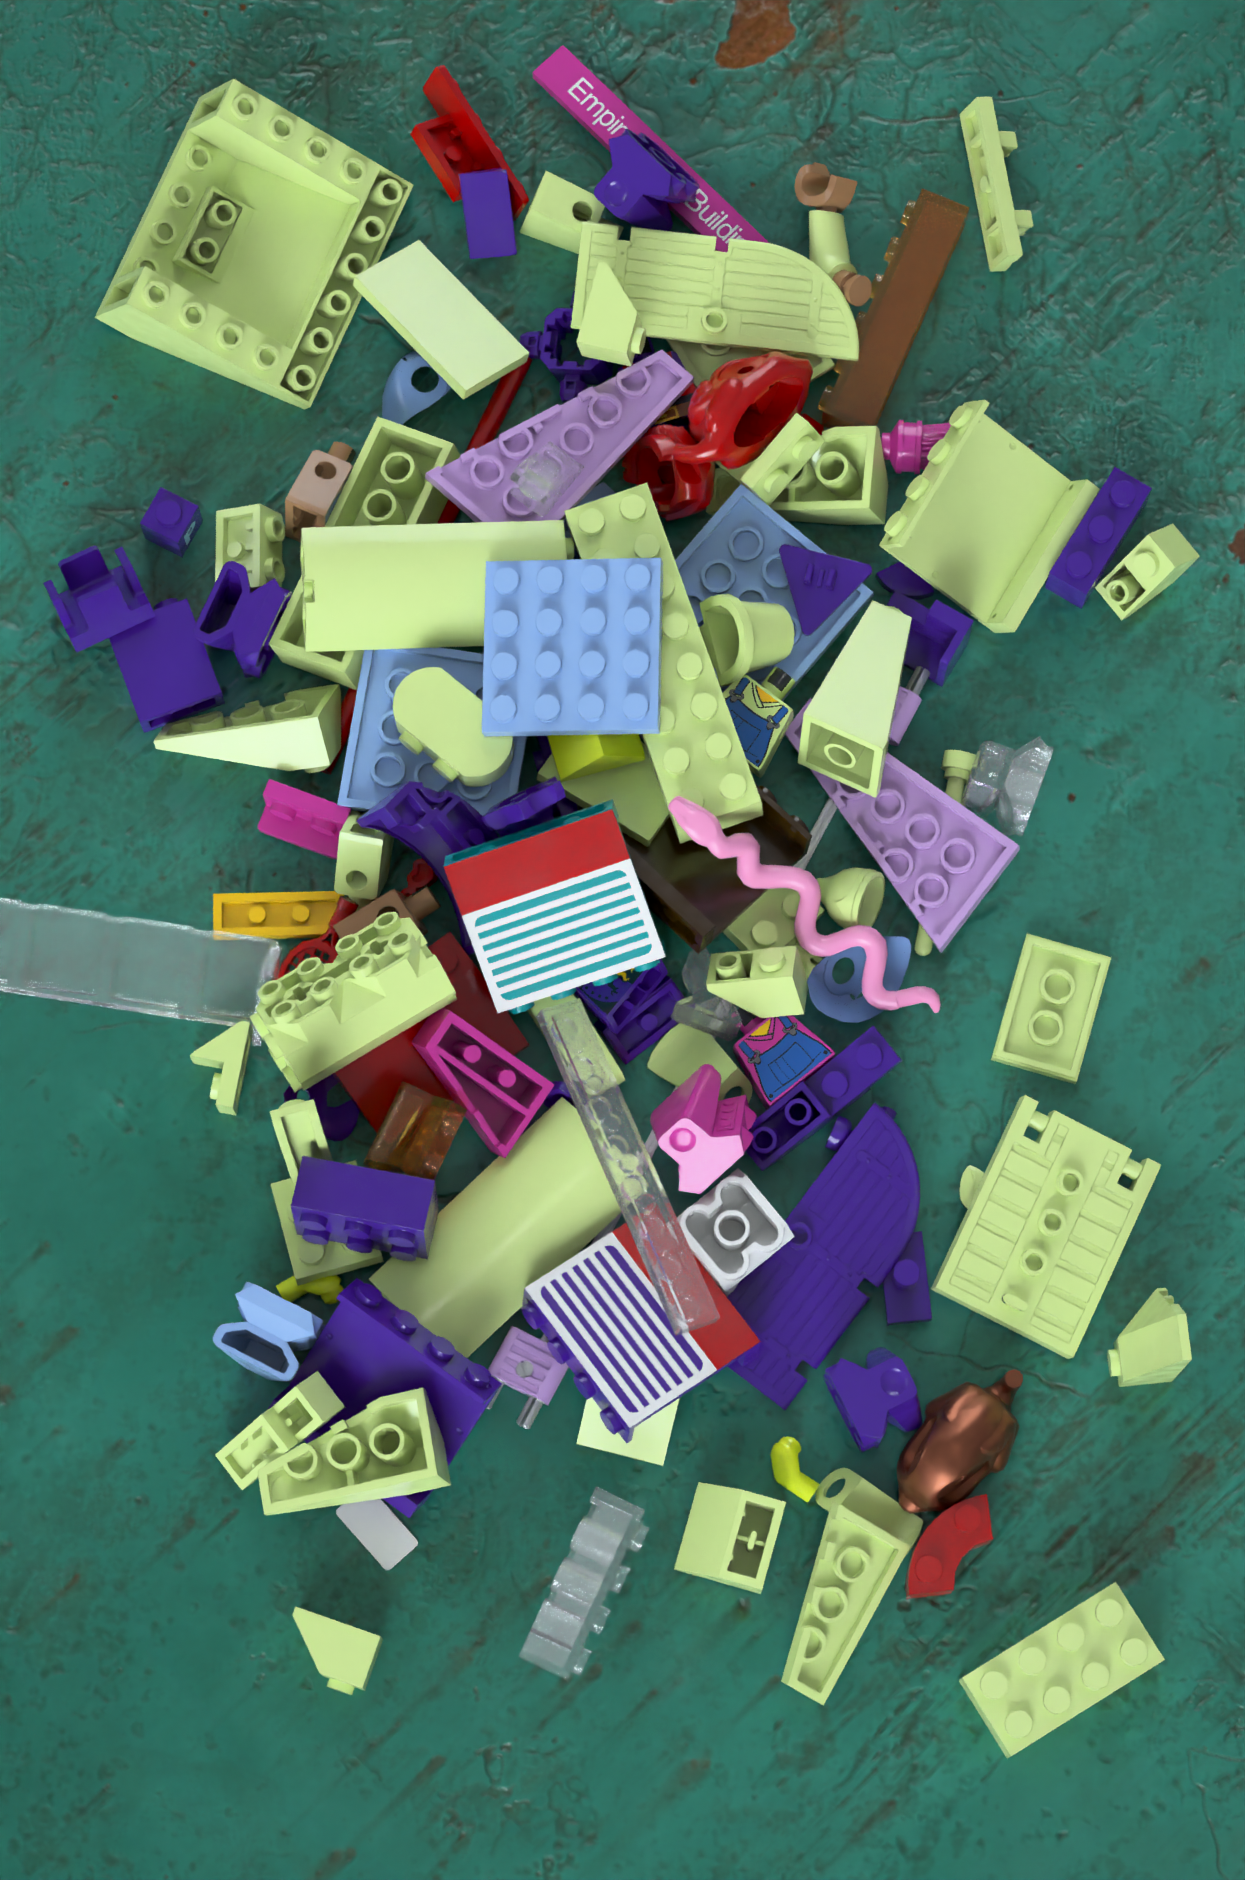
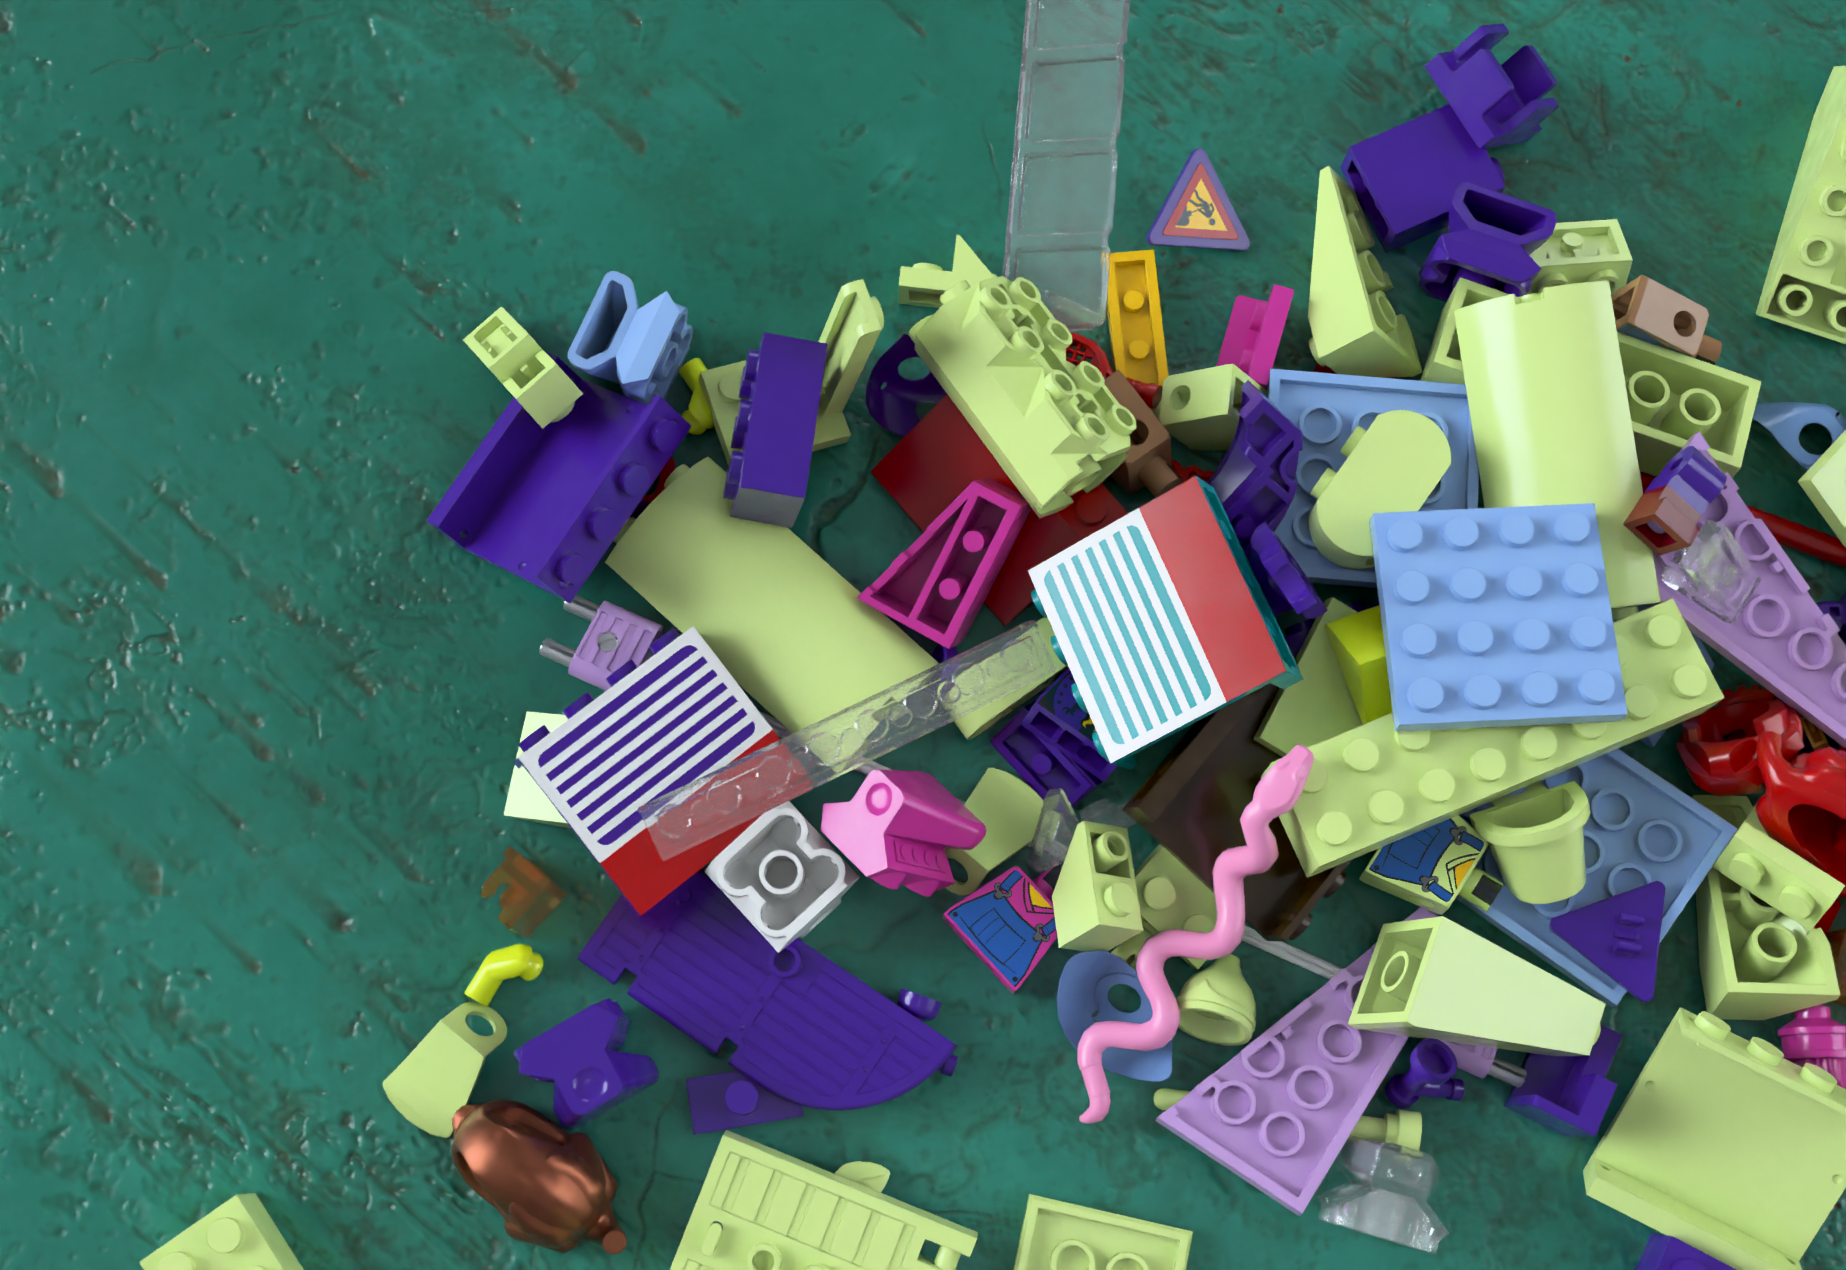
camera: 85 degrees right, 0 degrees up
(171, 522) = (1596, 167): dark purple brick -> none
(181, 853) = (1198, 211): none -> piece
(339, 1650) = (279, 454): yellowish green slope -> none
(371, 1456) = (489, 466): yellowish green wedge -> none
(378, 1530) = (420, 494): white sticker -> none
(415, 1133) = (874, 492): clear orange piece -> none
(486, 498) = (1676, 502): none -> leg
(584, 1584) = (355, 729): clear wedge -> none
(727, 1439) = (529, 894): none -> clear orange hinge
(730, 1536) = (413, 900): yellowish green slope -> none
(821, 1098) = (960, 978): dark purple slope -> none
(842, 1595) = (347, 1040): yellowish green wing -> none
(905, 581) = (1634, 1048): dark purple tile -> none
(917, 738) = (1429, 1076): none -> dark purple piece
(945, 1544) = (408, 1165): red brick -> none

